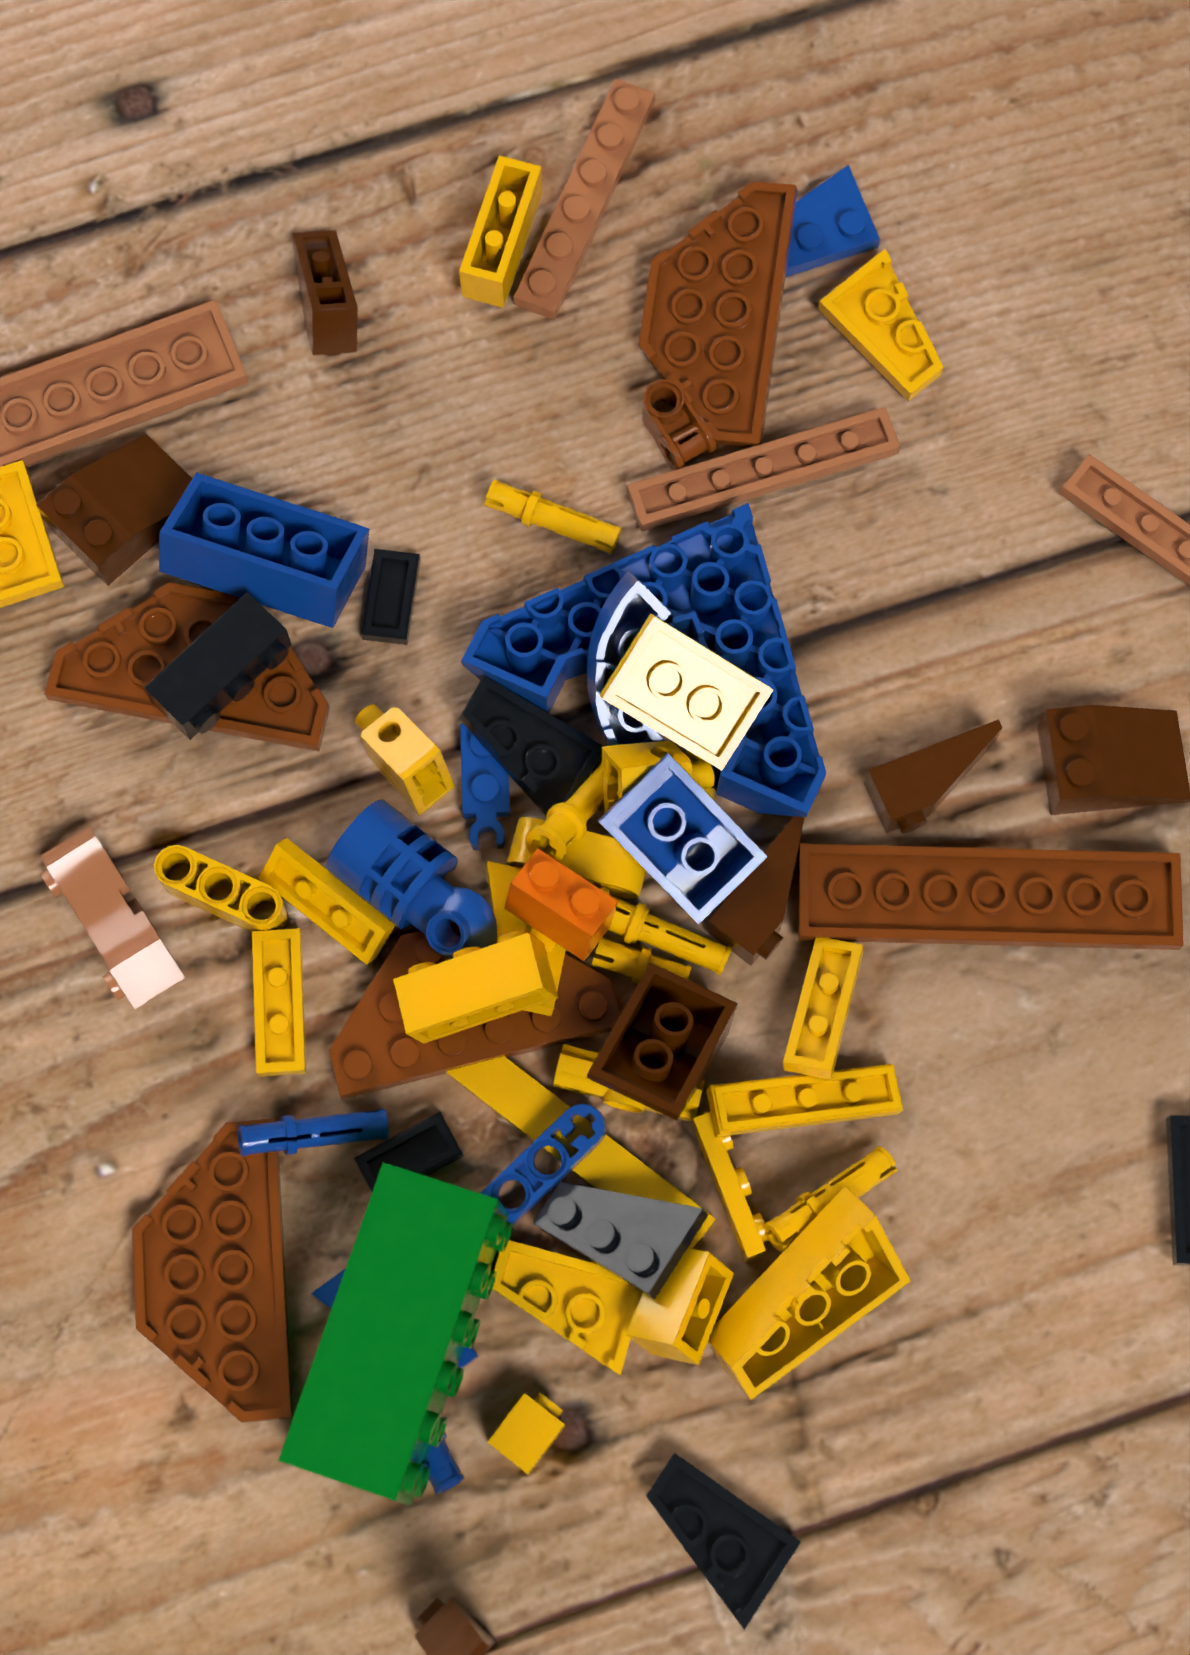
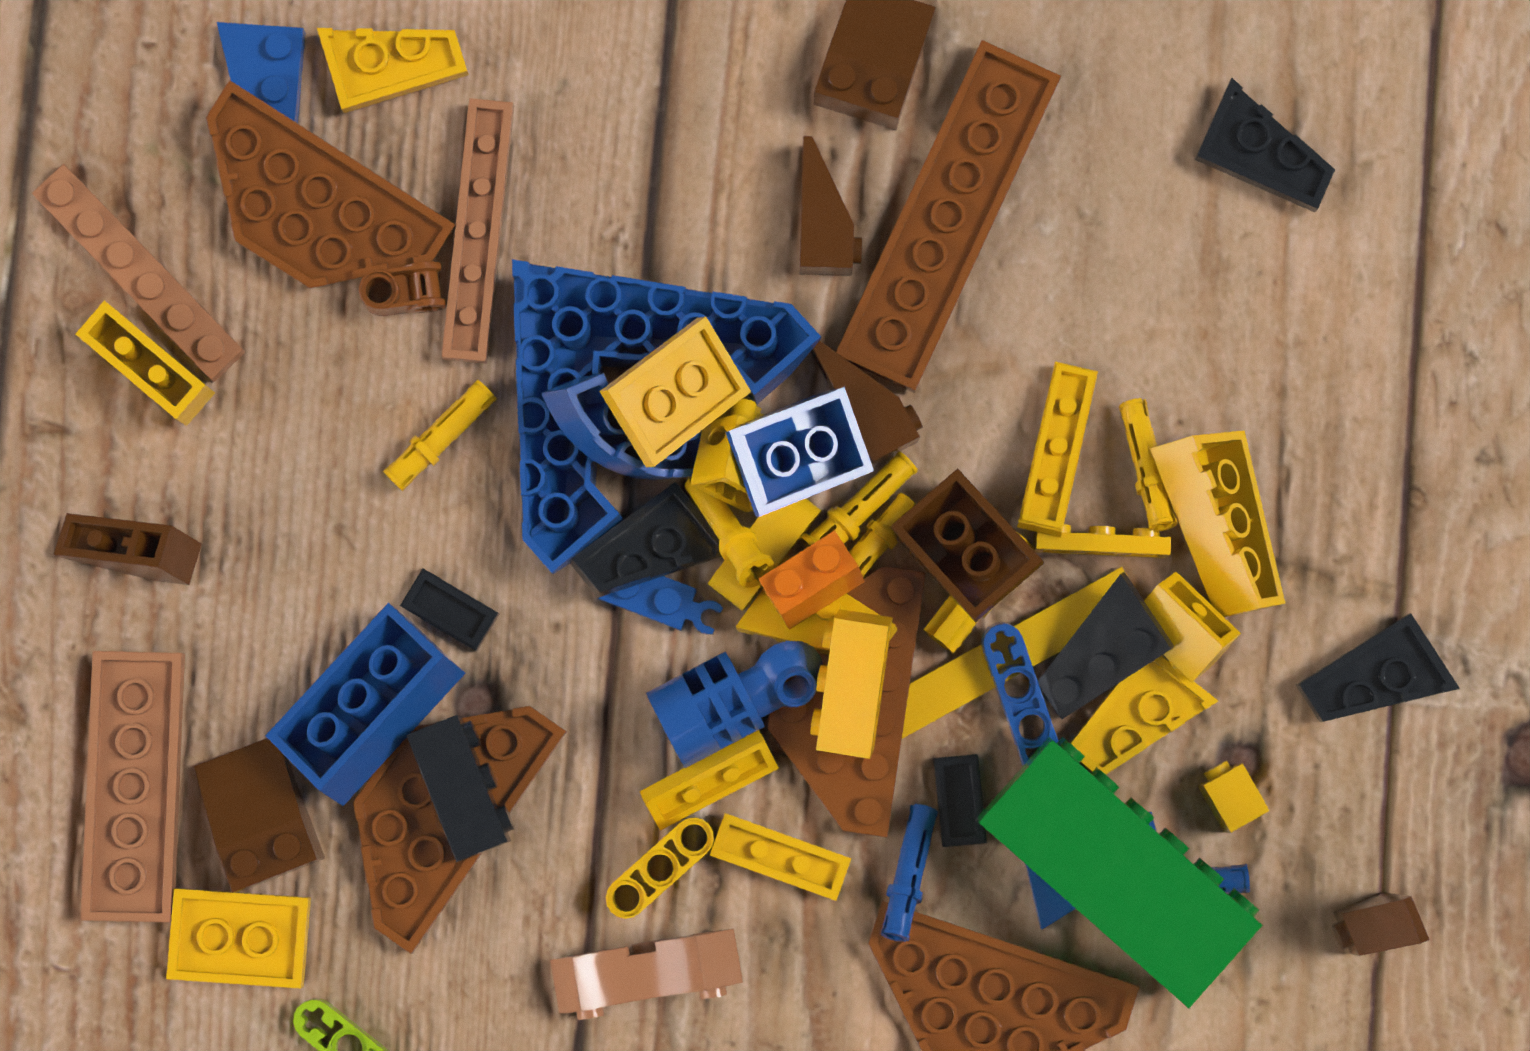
camera: 65 degrees left, 10 degrees up
(404, 756) = (623, 656): yellow torso -> none
(823, 1008) = (986, 398): yellow plate -> none

